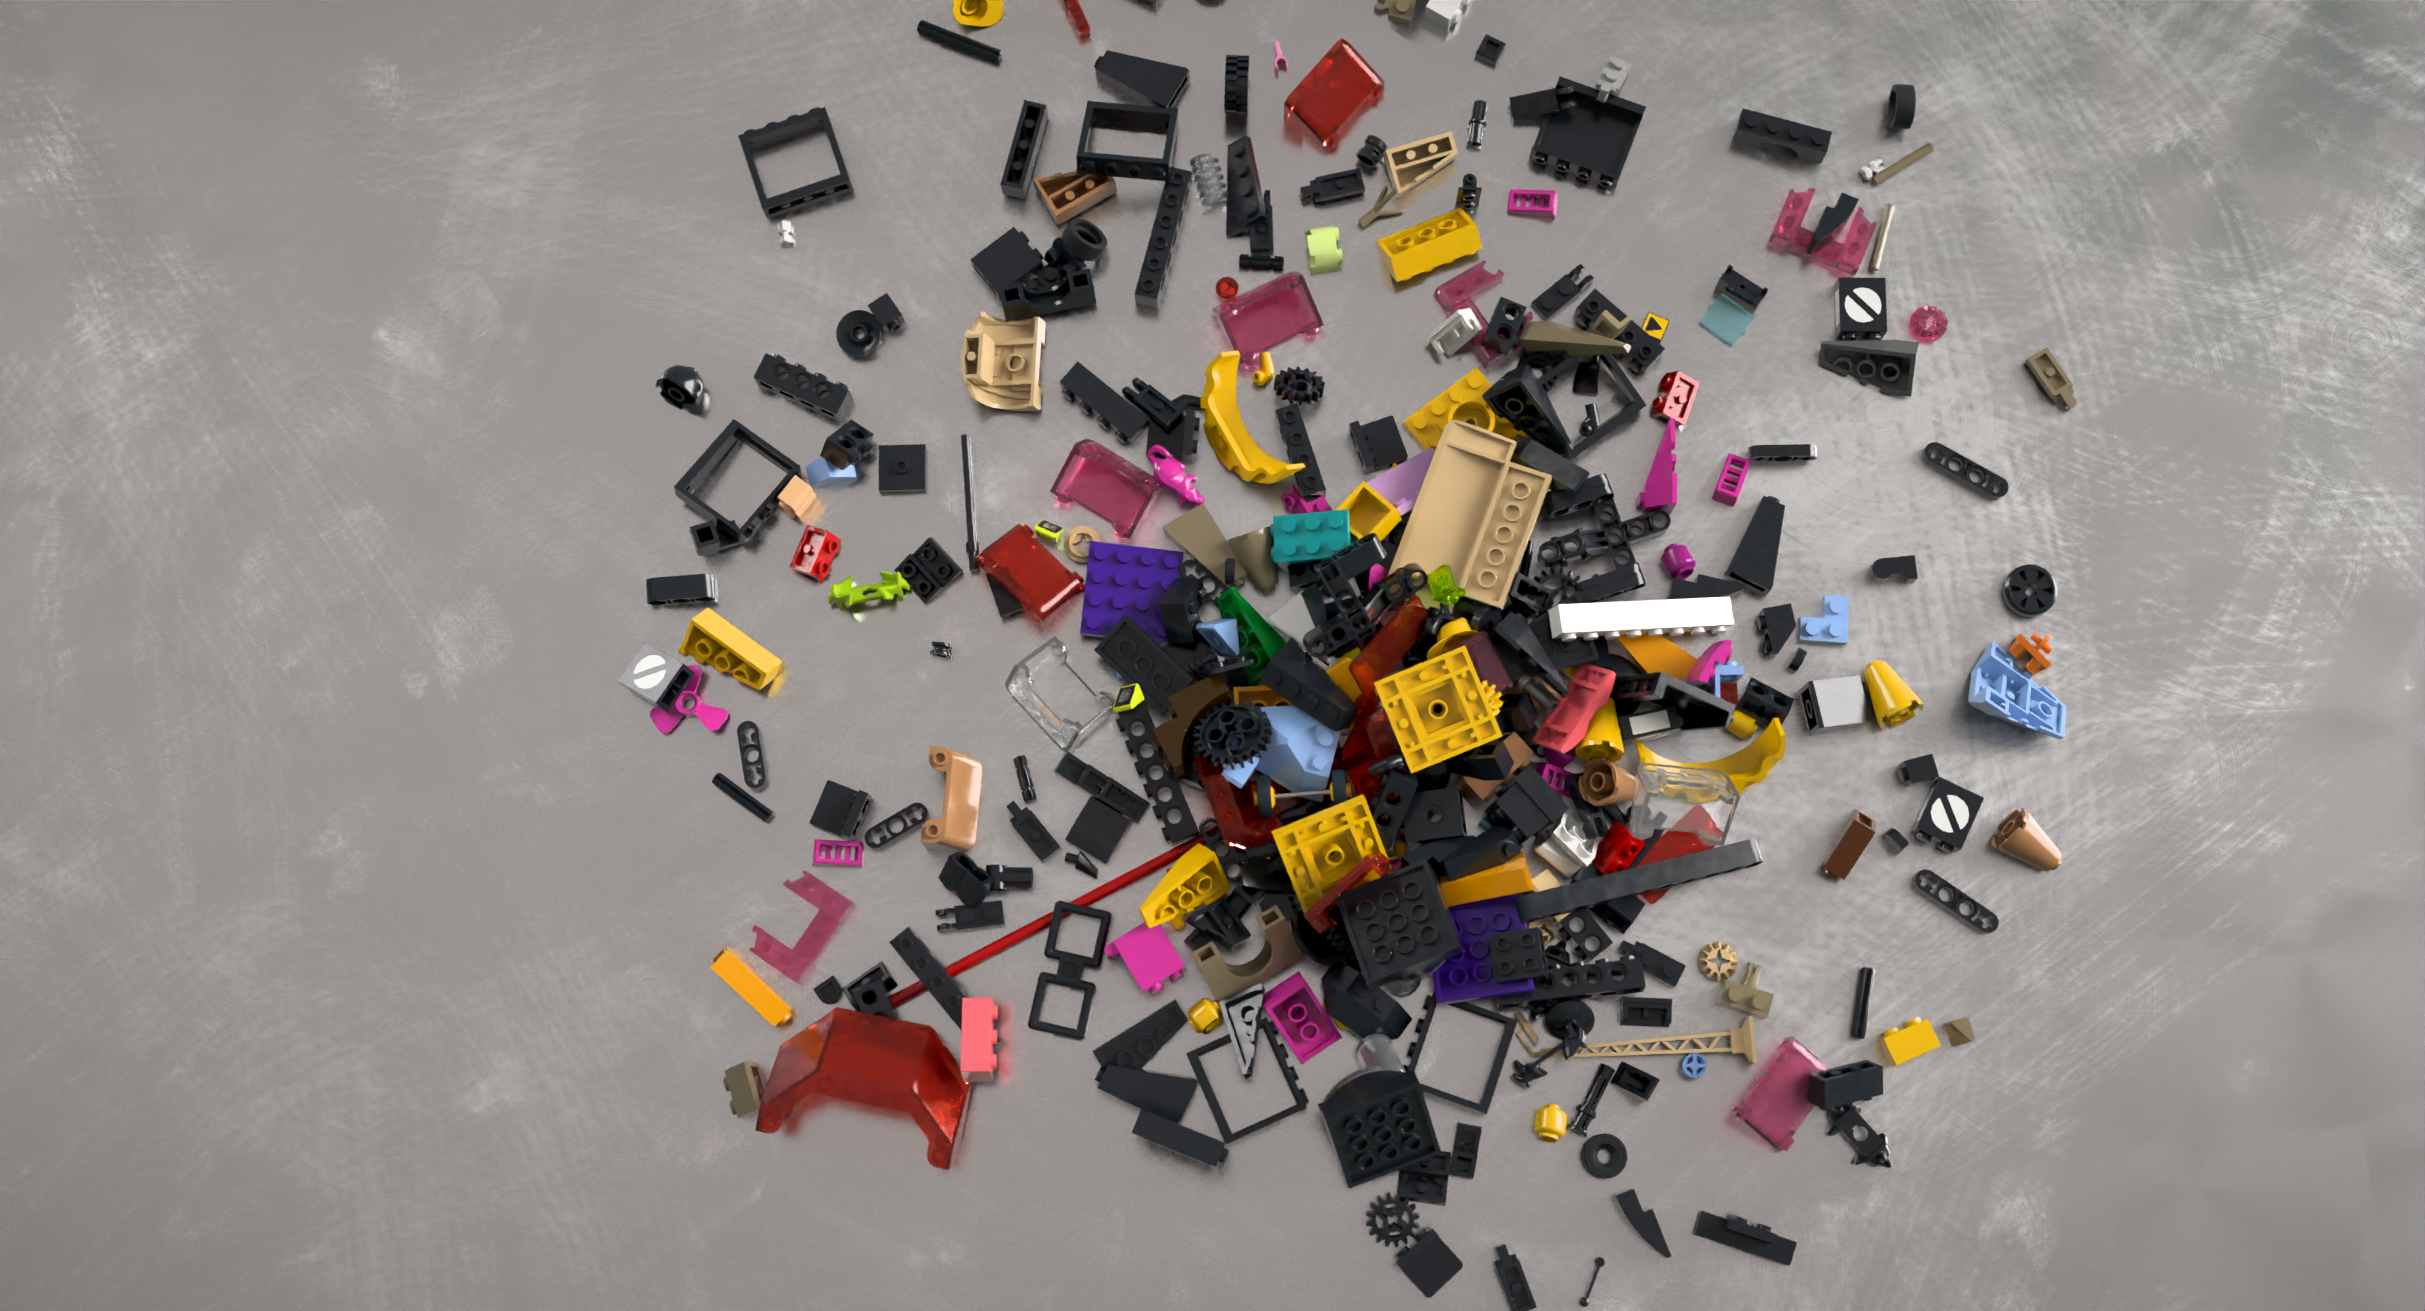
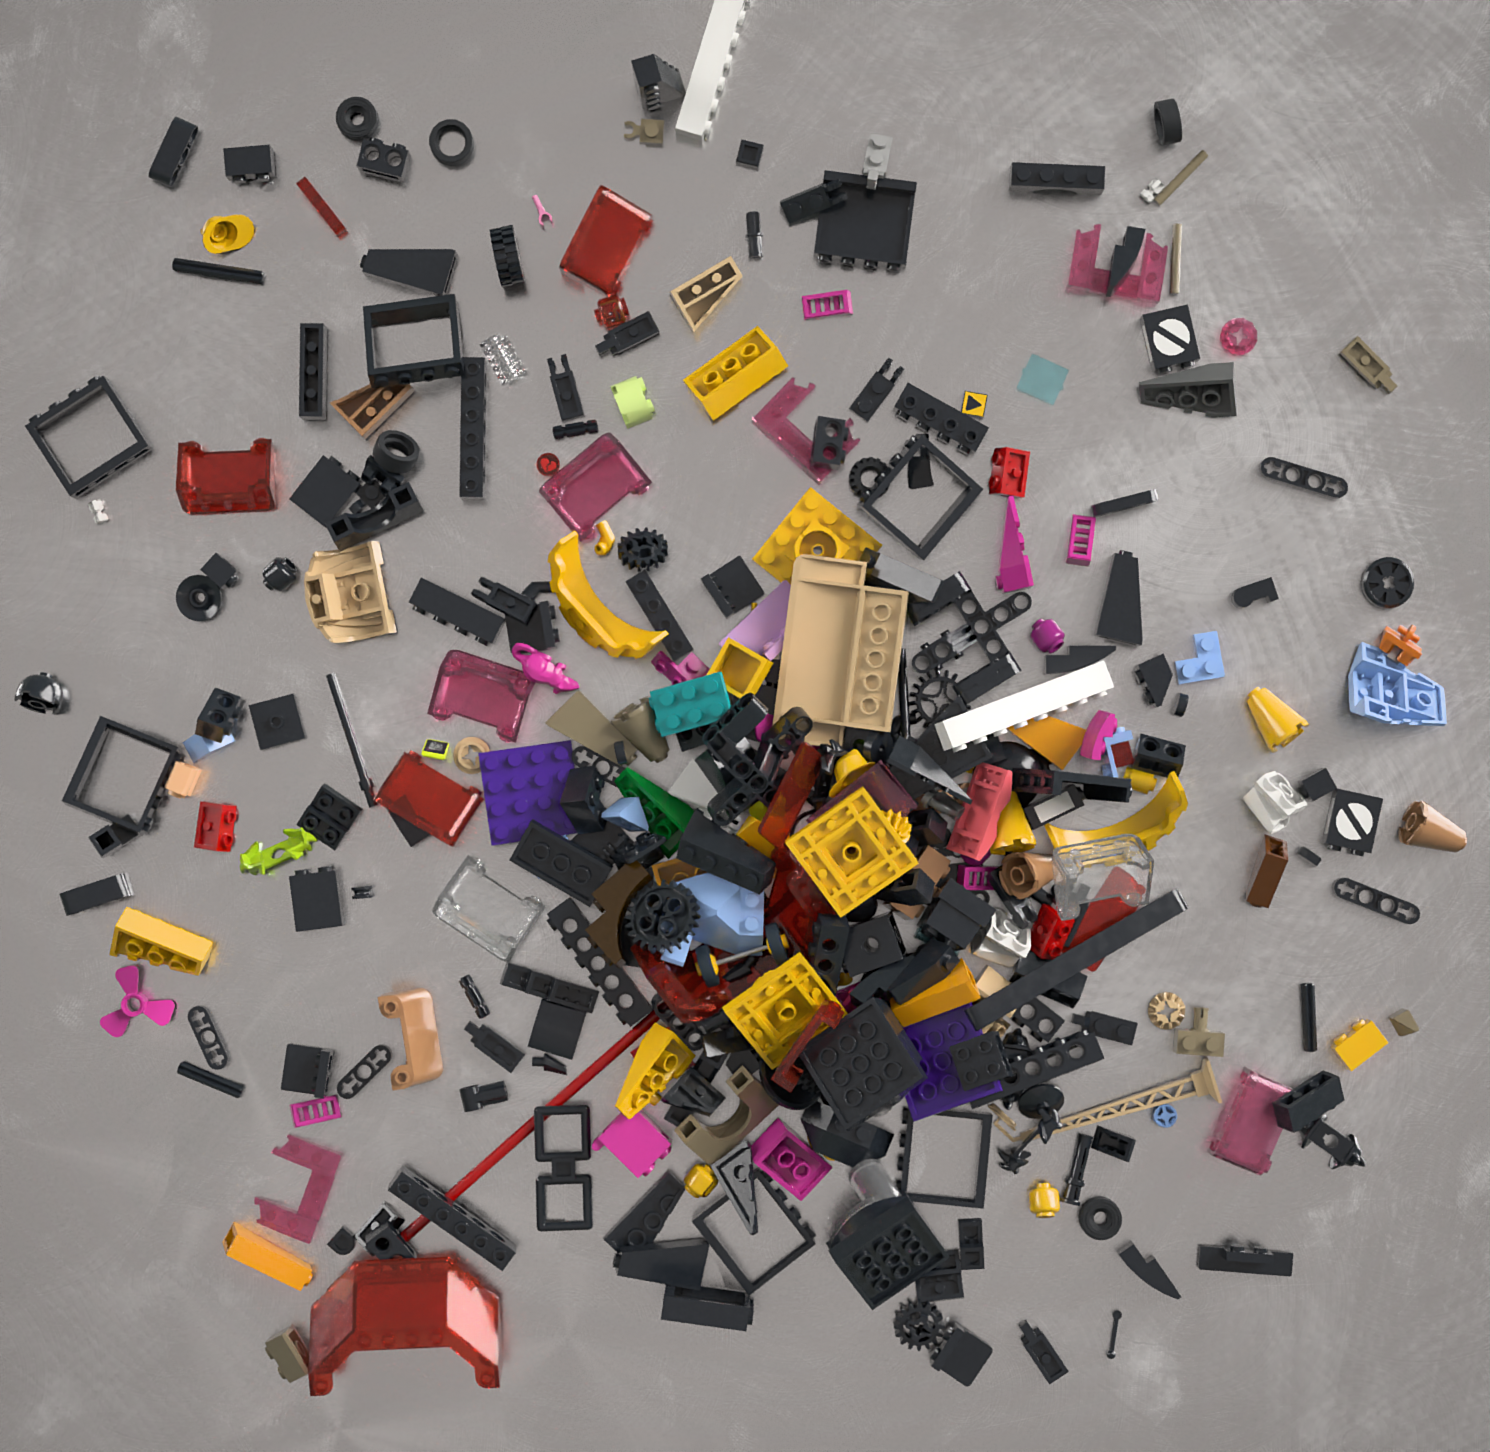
camera: 15 degrees left, 10 degrees up
(656, 677) = (95, 987): brick -> none
(833, 405) = (121, 661): black brick -> none
(895, 645) = (316, 899): none -> black brick
(913, 231) = (226, 479): none -> clear red windscreen
(942, 329) = (279, 574): none -> black head
(966, 879) = (443, 1108): black brick -> none
(967, 917) = (459, 1138): black hinge -> none
(978, 1039) = (495, 1260): coral wedge -> none
(1128, 698) = (553, 899): slope -> none
(1245, 195) = (542, 366): black wing -> none
(1324, 160) = (611, 311): none -> clear red head
(1371, 151) = (656, 289): black wheel -> none
(1373, 213) = (675, 351): dark tan plant -> none
(1393, 761) = (821, 909): black arm -> none
(1443, 585) = (829, 724): clear neon green bracket -> none
(1455, 332) = (781, 459): white hinge -> none
(1469, 194) = (762, 314): black hinge -> none
(1526, 405) = (868, 521): black wedge -> none
(1530, 594) = (913, 707): black slope -> none
(1555, 336) = (882, 442): dark tan wedge -> none
(1591, 422) = (934, 519): black arm -> none
(1609, 326) = (930, 423): dark tan panel -> none
(1645, 1012) = (1109, 1075): black hinge -> none
(1741, 288) = (1050, 344): black hinge -> none
(1835, 704) = (1226, 741): slope -> none
(1872, 775) = (1274, 801): none -> white piece

